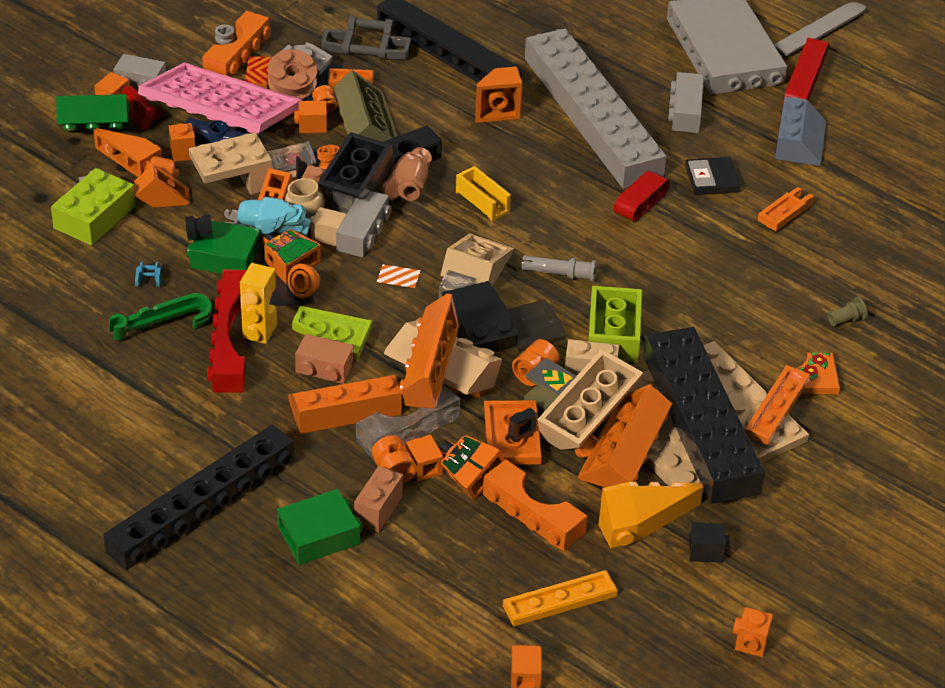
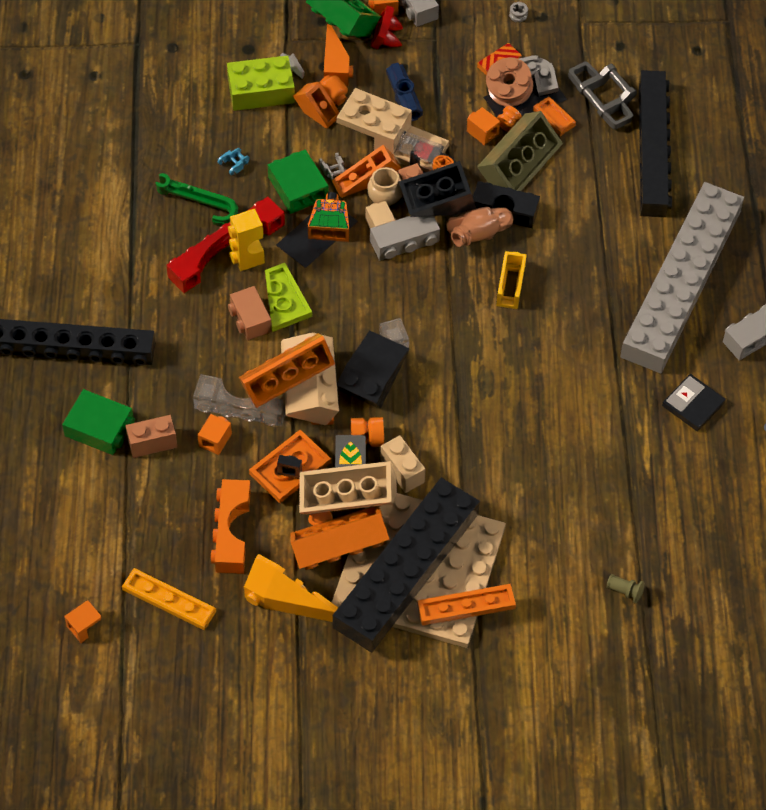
camera: 50 degrees right, 15 degrees up
(181, 139) = (374, 78): orange brick -> none
(198, 227) = (285, 153): black wheel -> none
(219, 97) = (438, 62): bright pink plate -> none
(250, 34) = (488, 34): orange arch -> none
(273, 216) = (344, 181): medium azure animal -> none
(303, 280) = (311, 247): orange brick -> none
(345, 403) = (219, 350): orange slope -> none
(393, 455) = (192, 419): orange wheel -> none
(398, 276) = (381, 294): sticker -> none
(469, 463) = (228, 462): orange torso -> none
(477, 258) = (437, 326): tan slope -> none
(499, 95) = (621, 212): orange slope -> none
(536, 322) = (408, 404): clear smoke slope -> none
(570, 268) = (489, 386): light grey pin -> none
(616, 319) = (453, 449): lime brick -> none
(641, 196) = (616, 374): red beam -> none
(708, 542) = (295, 650): black brick -> none
(752, 631) = (235, 731): orange brick -> none
(785, 209) = (704, 473): orange hinge -> none
(822, 374) = (539, 610): orange tile -> none

